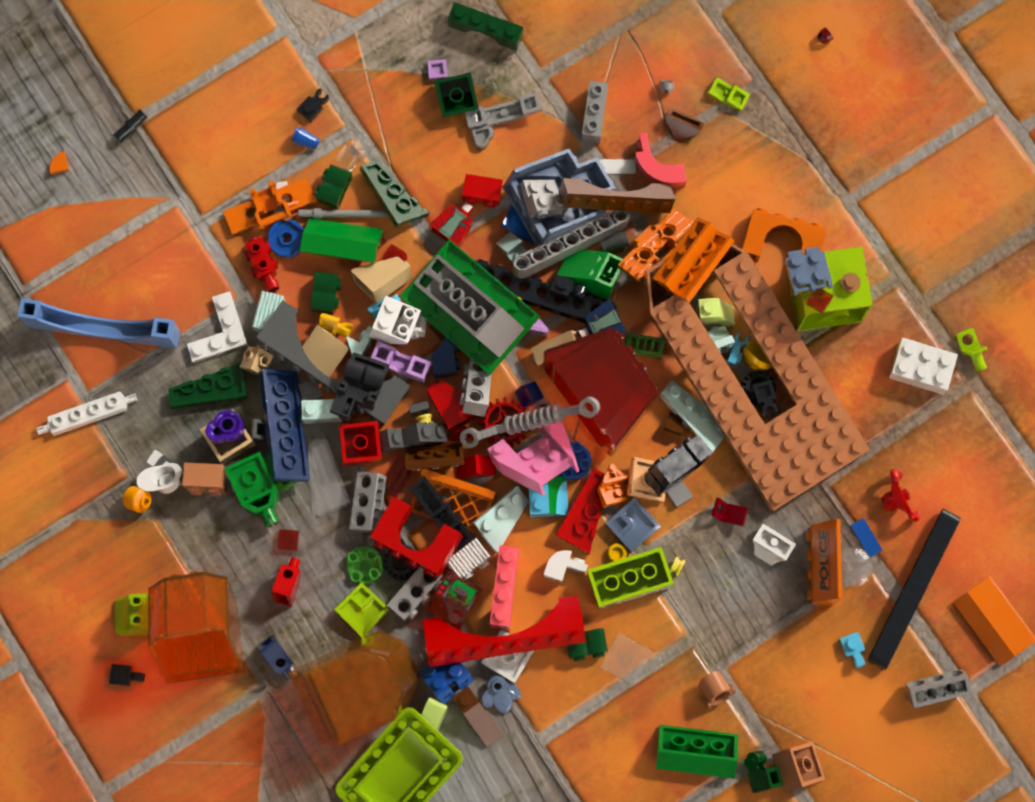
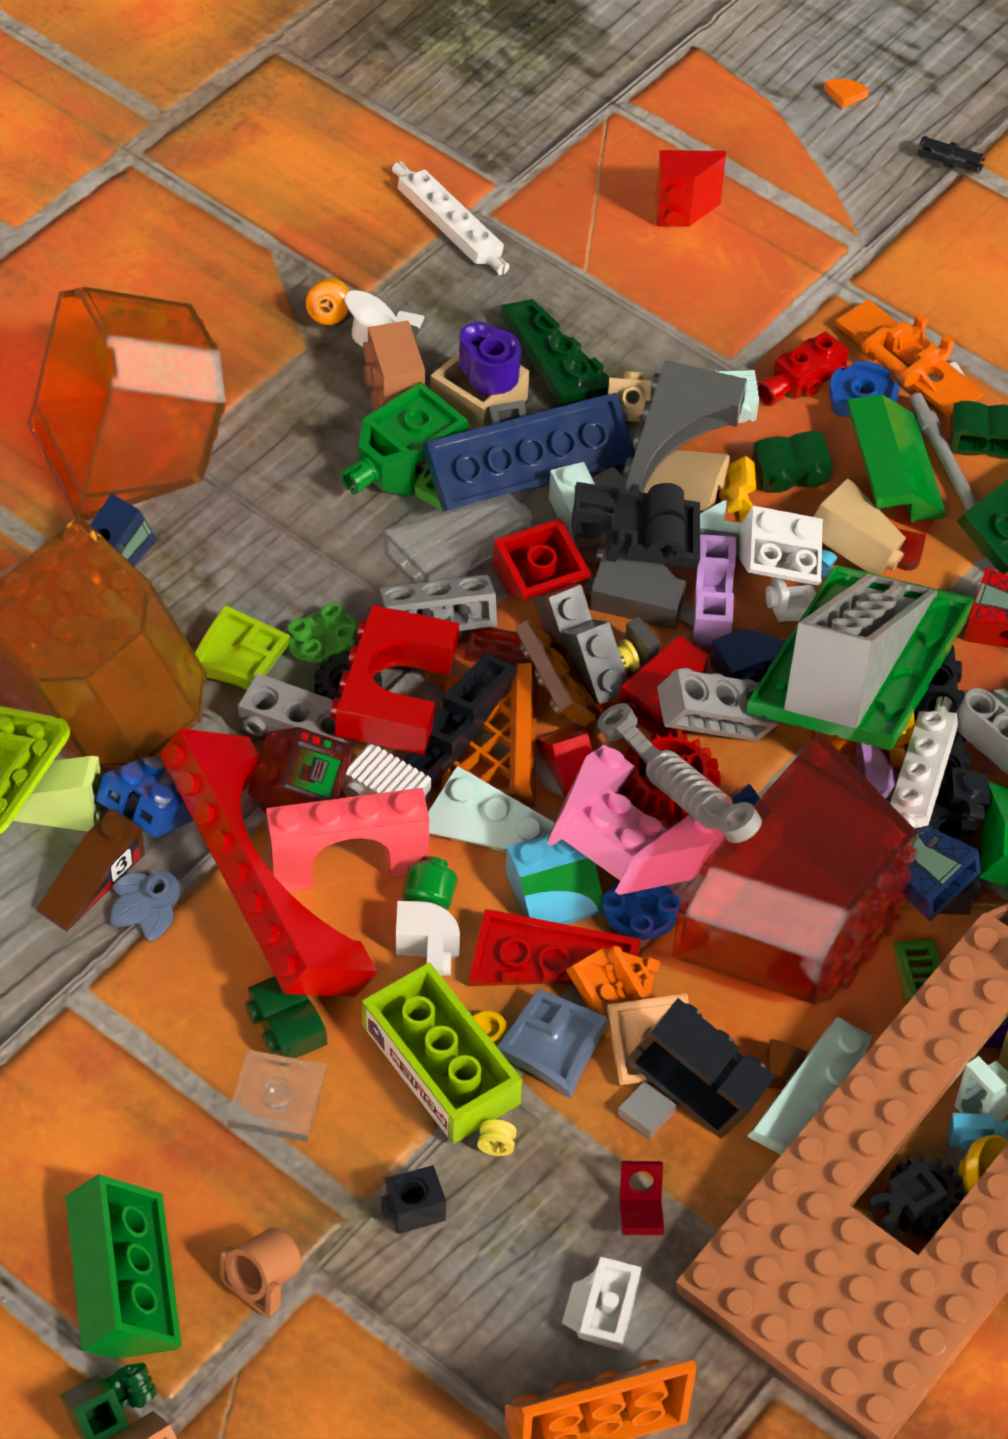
camera: 70 degrees right, 25 degrees down
(115, 281) = (688, 185): none -> red slope
(123, 675) = (24, 361): black plate -> none
(149, 332) = (615, 238): medium blue arch -> none
(220, 343) = (647, 356): white plate -> none
(287, 582) = (251, 526): red torso -> none
(288, 540) = (332, 522): clear red tile -> none
(509, 665) = (208, 901): white plate -> none
(534, 556) = (430, 882): none -> green head
(549, 304) = (925, 763): none -> white plate
(702, 604) = (417, 1184): none -> black brick

